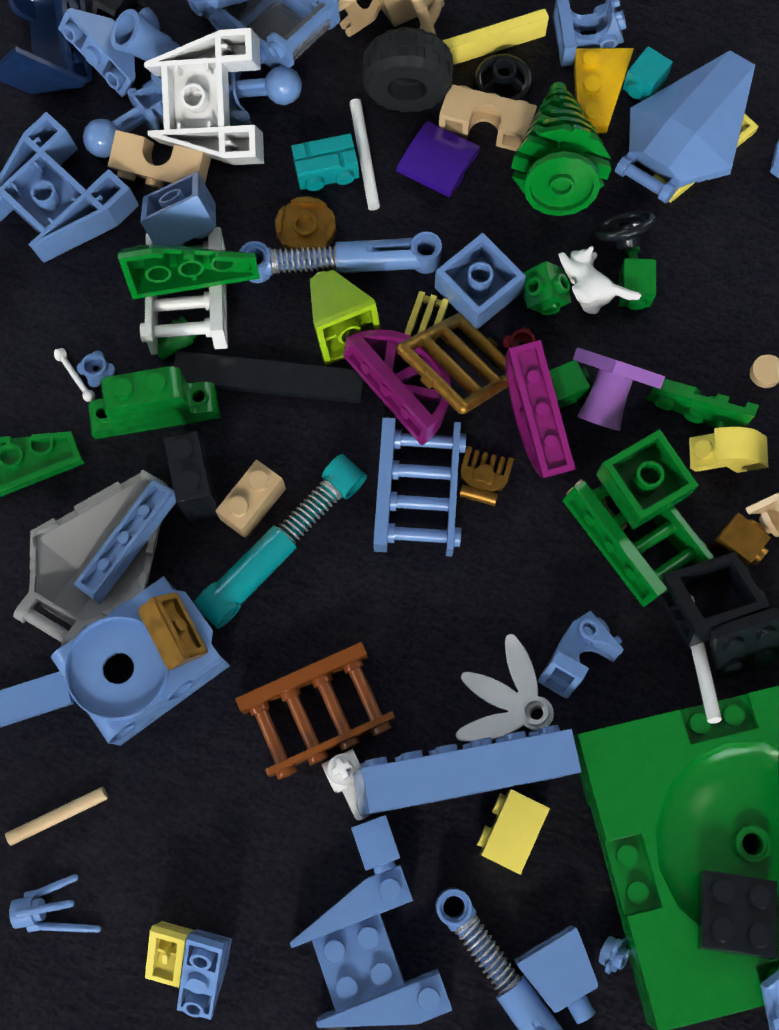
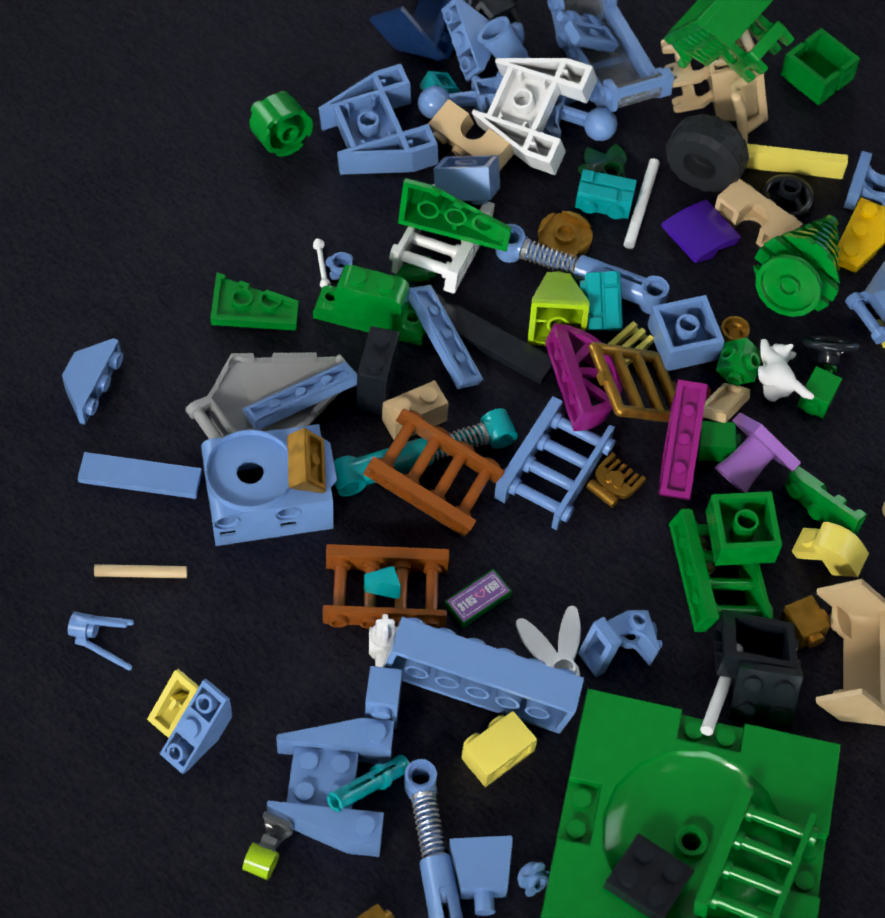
camera: 20 degrees right, 15 degrees down
(95, 109) = (439, 79): none -> teal slope
(240, 401) = (444, 337): none -> medium blue tile
(286, 591) = (408, 485): none -> dark orange fence
(306, 127) = (609, 163): none -> dark green plate
(314, 714) = (383, 583): none -> teal slope
(382, 282) = (605, 300): none -> teal brick
(390, 981) = (377, 778): none -> teal pin
(412, 673) = (478, 598): none -> tile
(526, 252) = (734, 328): none -> pearl gold wheel
(555, 338) = (725, 402): none -> tan tile

